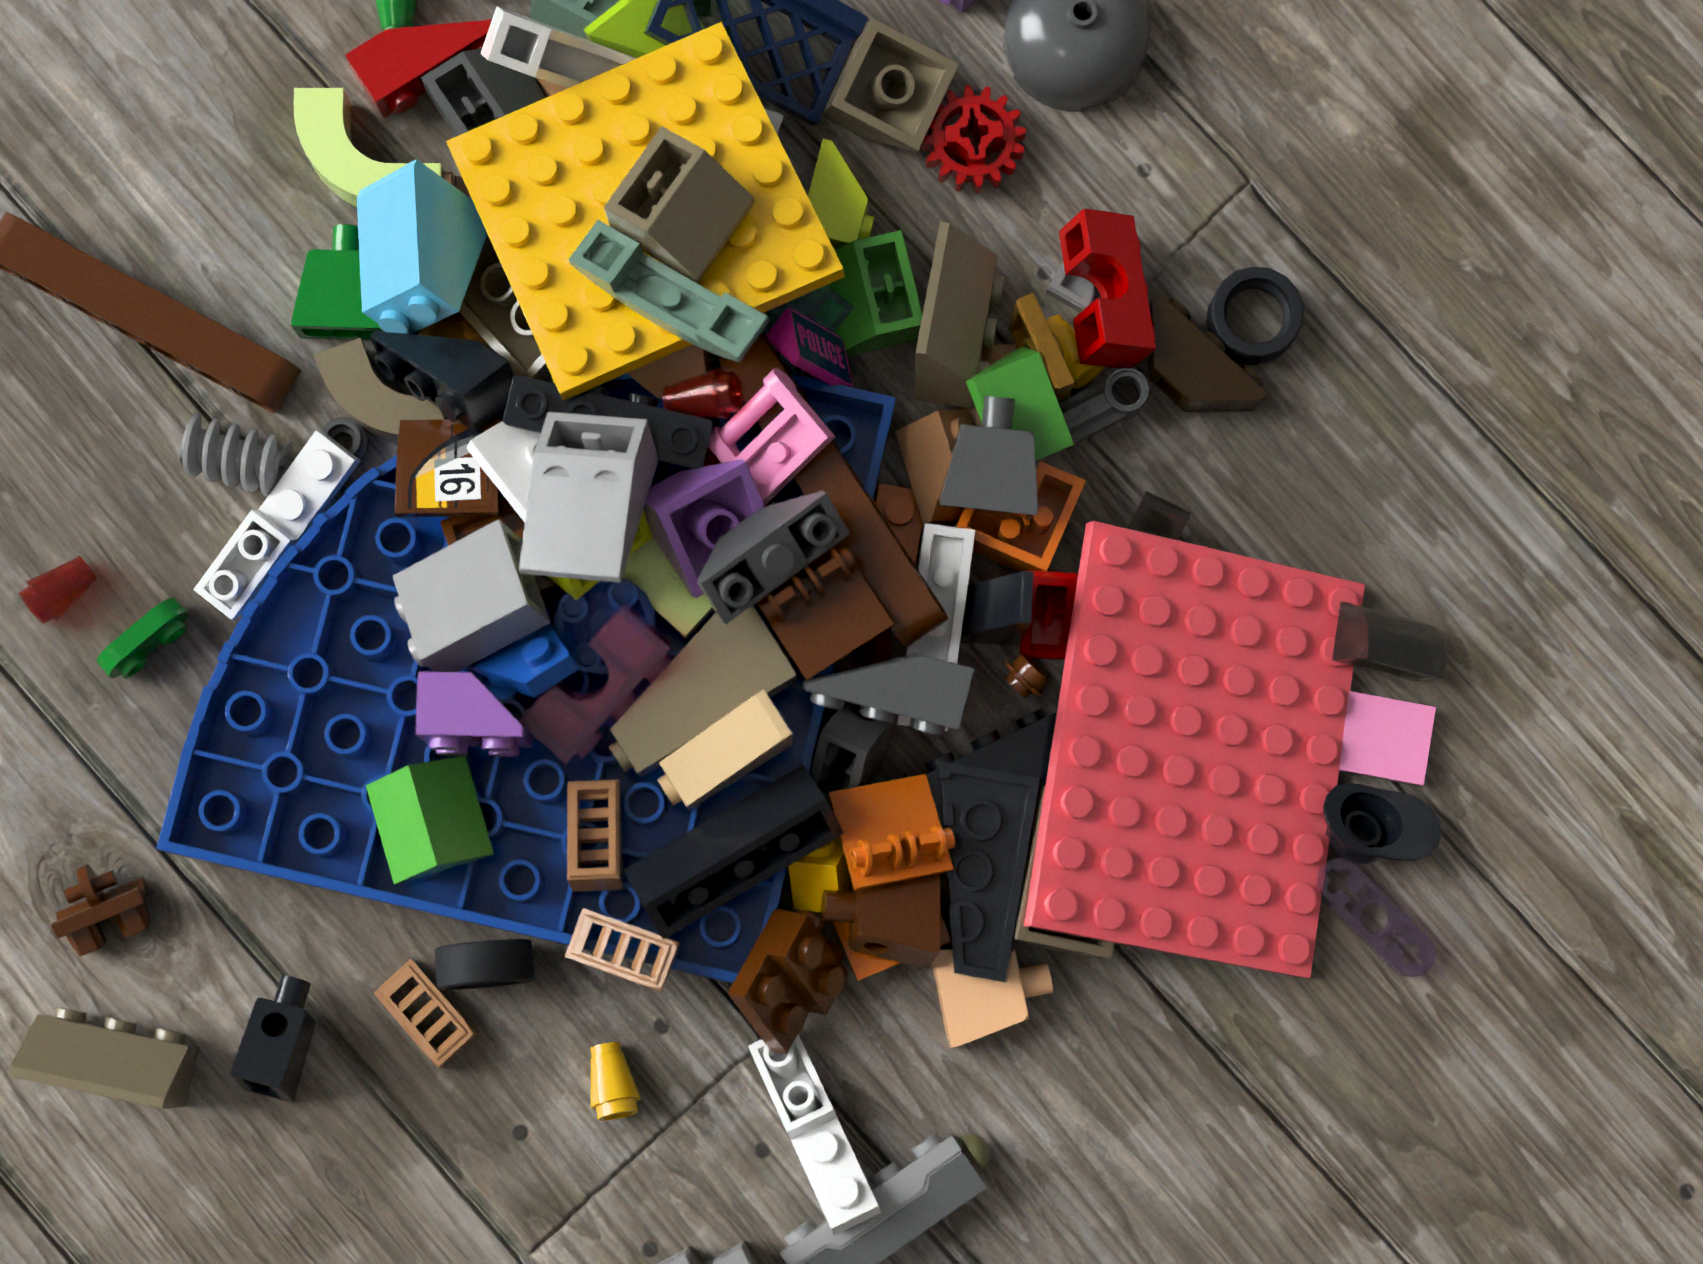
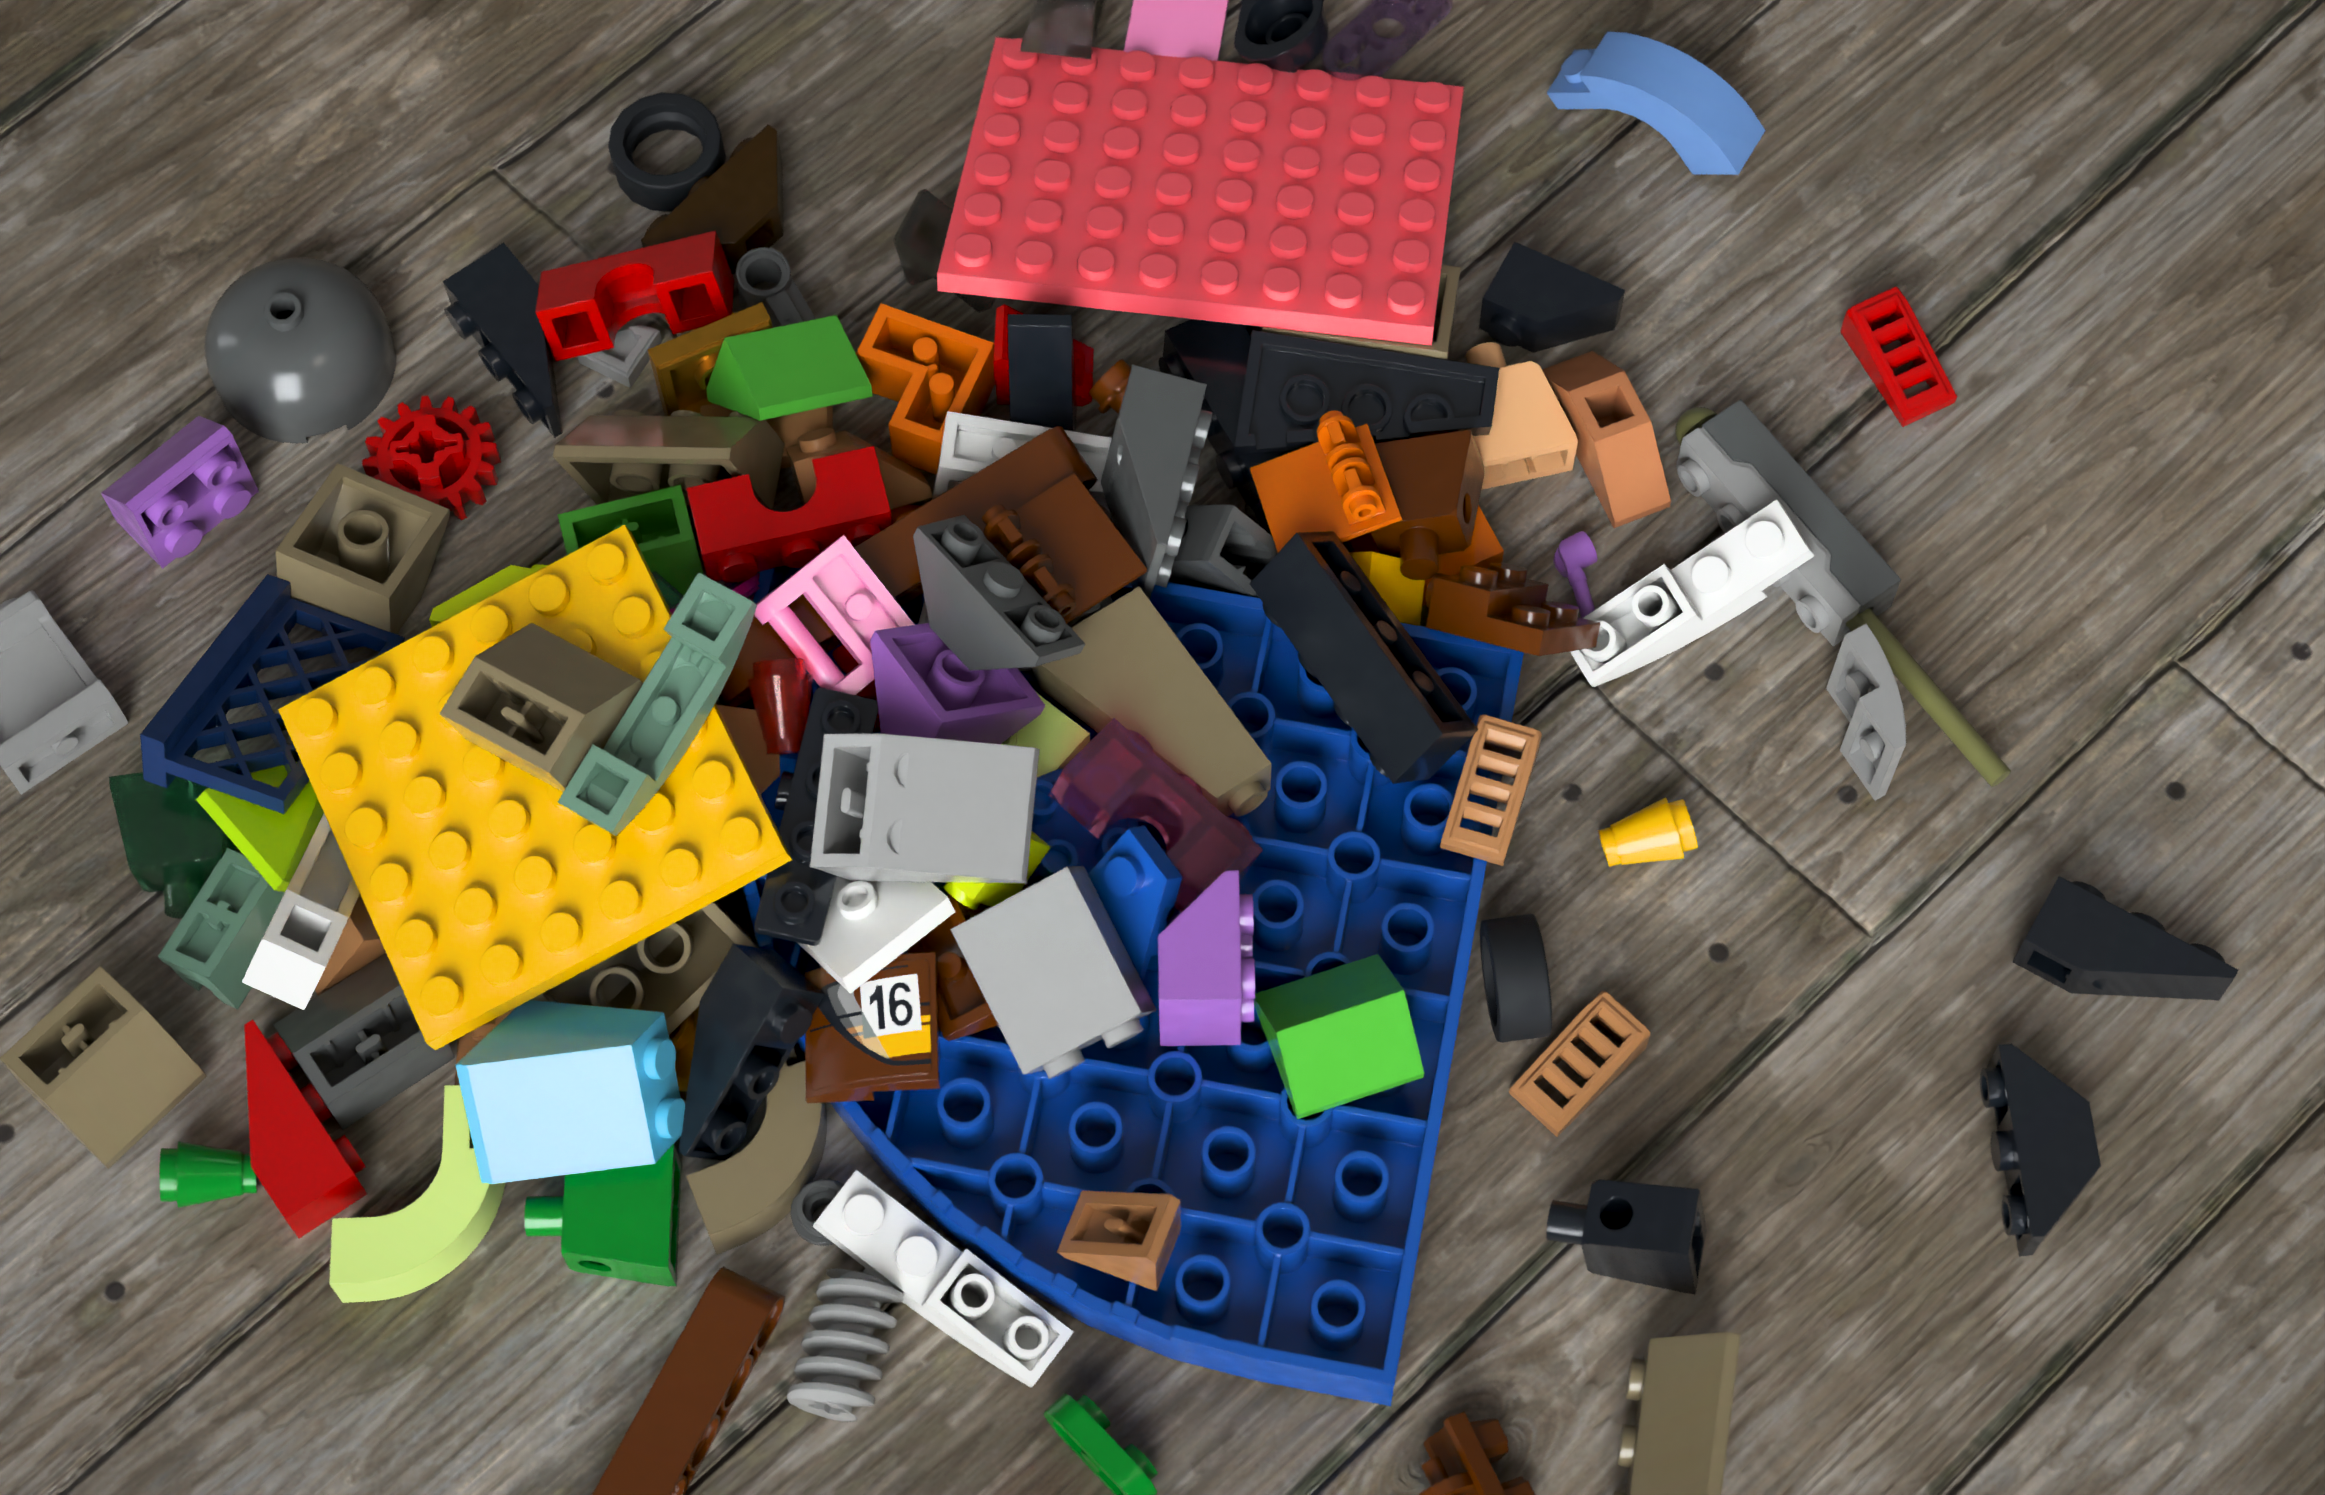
camera: 85 degrees left, 15 degrees down
(273, 649) = (1124, 1234): none -> medium nougat slope
(603, 878) = (1344, 809): medium nougat slope -> none
(725, 752) = (1239, 659): tan slope -> none
(863, 1041) = (1569, 559): none -> medium lavender hand
(887, 450) = (745, 537): none -> red arch
(970, 1074) = (1612, 436): none -> nougat slope
(992, 464) = (867, 386): dark grey torso -> none
(1094, 1030) = (1546, 302): none -> black slope
(1108, 182) = (497, 306): none -> black slope
(1285, 1146) = (1669, 92): none -> medium blue arch

